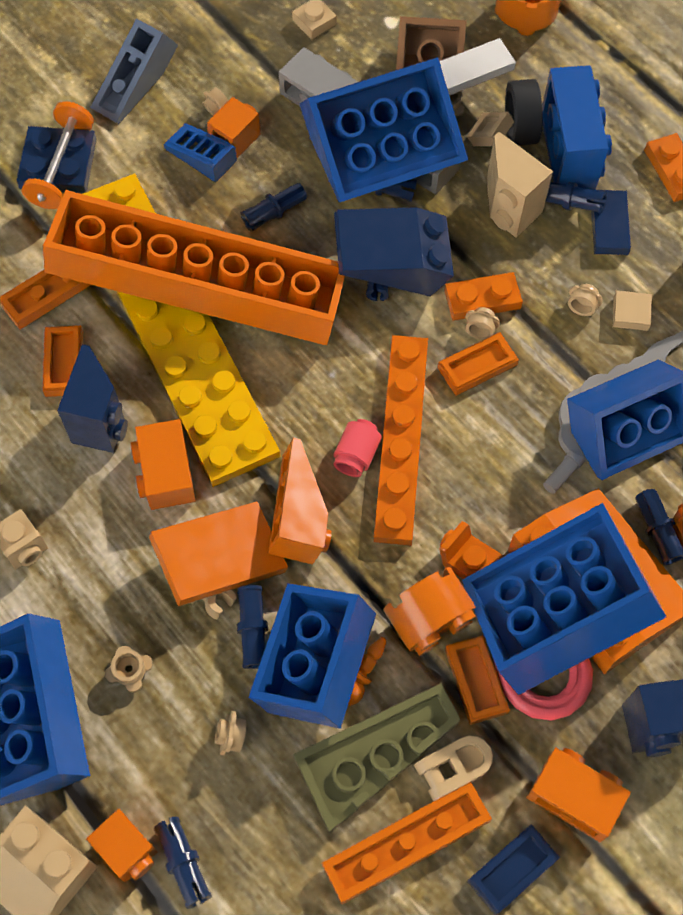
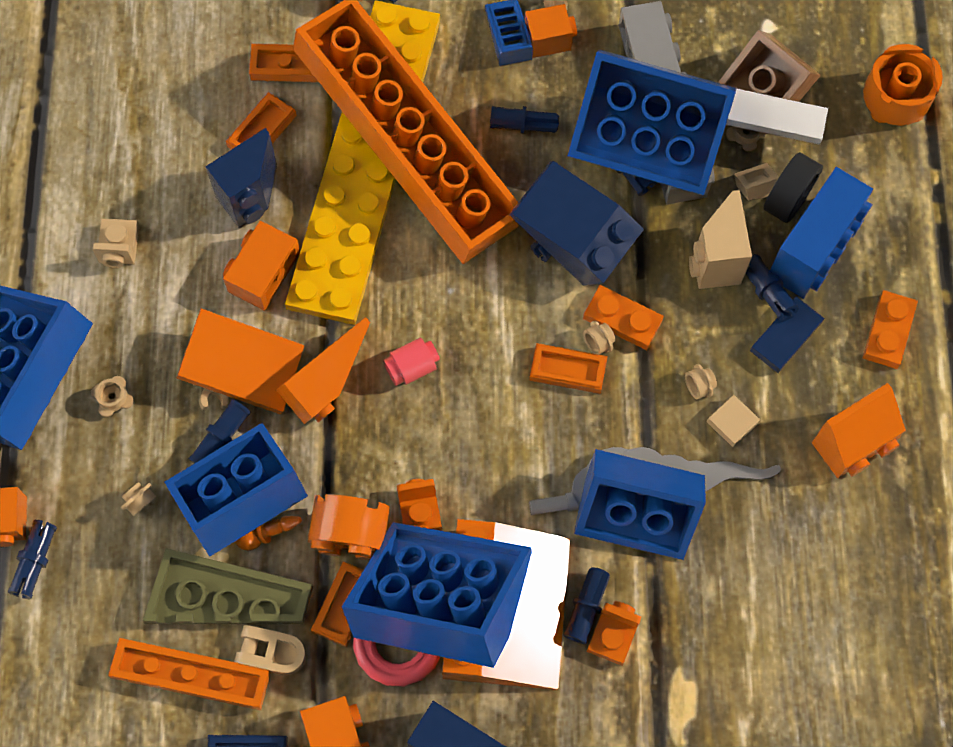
camera: 40 degrees right, 5 degrees up
(401, 441) = (454, 381): orange plate -> none

